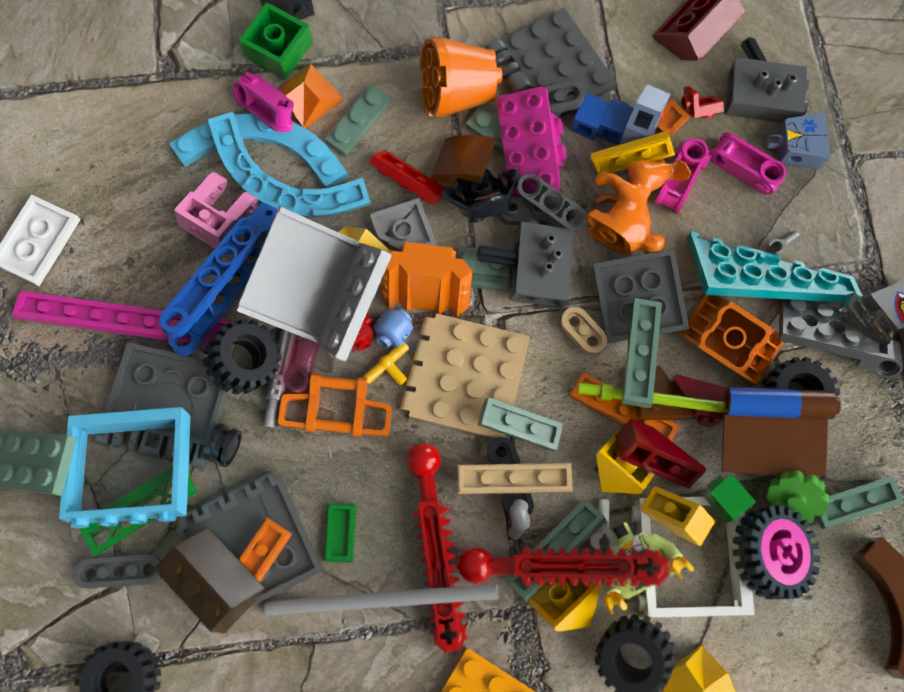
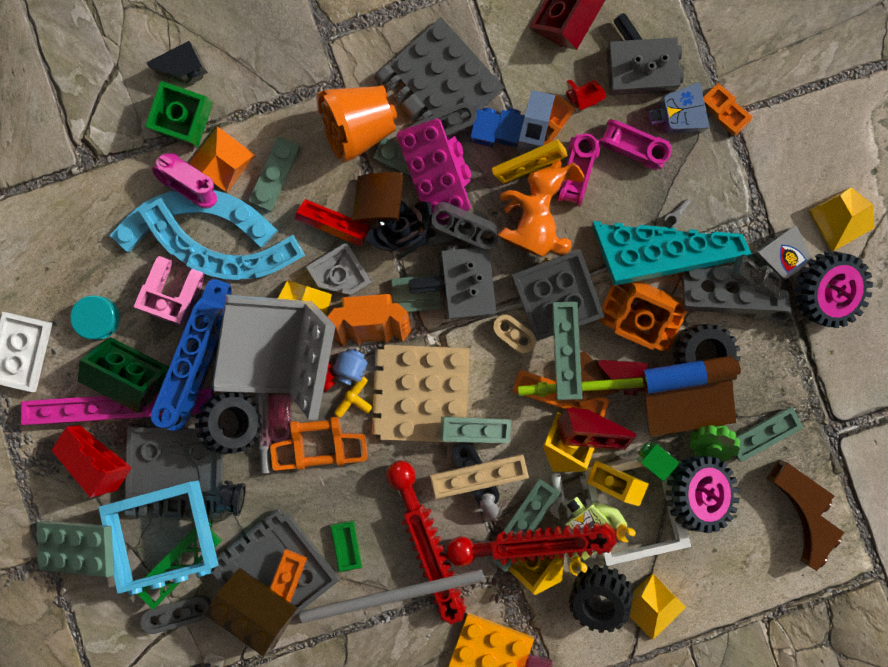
camera: 10 degrees left, 15 degrees up
(75, 368) = (90, 461): none -> red wedge
(128, 221) = (95, 317): none -> teal head
(136, 281) = (122, 374): none -> dark green slope
(848, 152) = (726, 110): none -> orange slope

